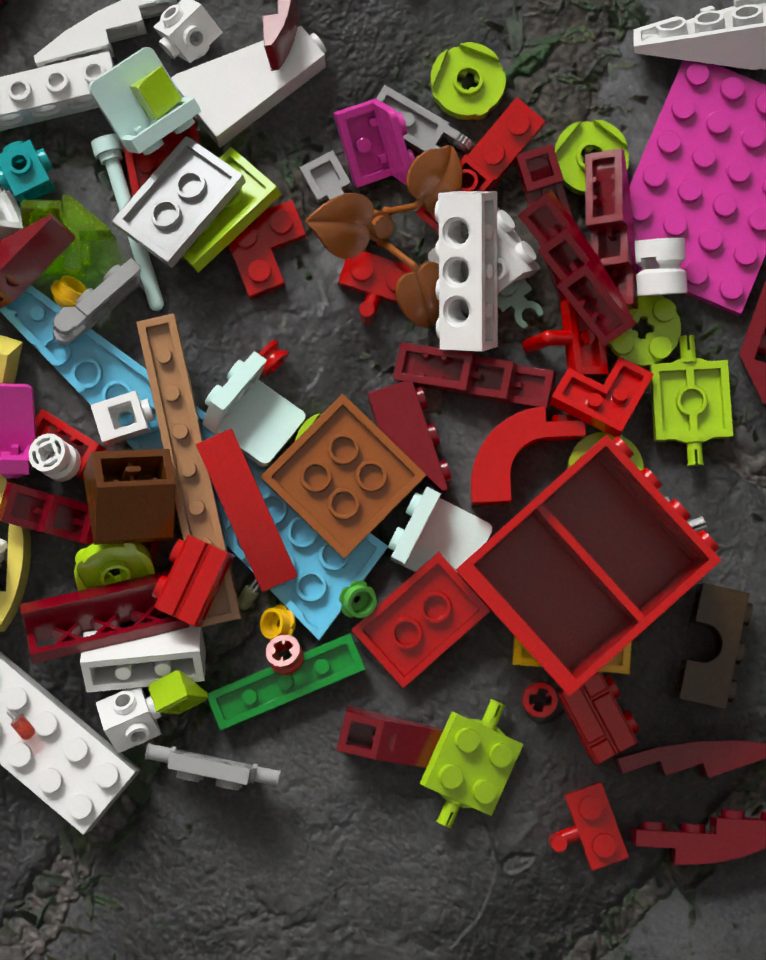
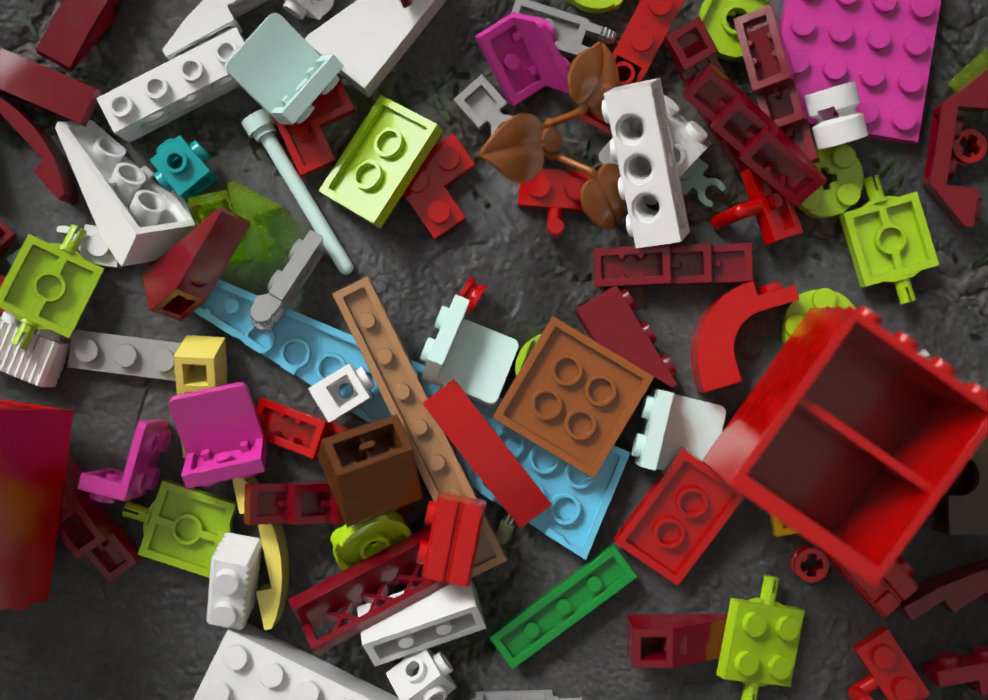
camera: 15 degrees left, 5 degrees up
(54, 457) = (295, 447): white wheel -> none
(67, 291) = (256, 277): yellow plate -> none
(156, 93) = (294, 58): lime slope -> none
(176, 693) = (461, 647): lime slope -> none
(179, 201) = (344, 162): plate -> none
(277, 622) = (535, 554): yellow plate -> none
(289, 644) = (546, 588): bush -> none
(364, 606) = (622, 516): bright green plate -> none
(606, 405) = (808, 266): red plate -> none

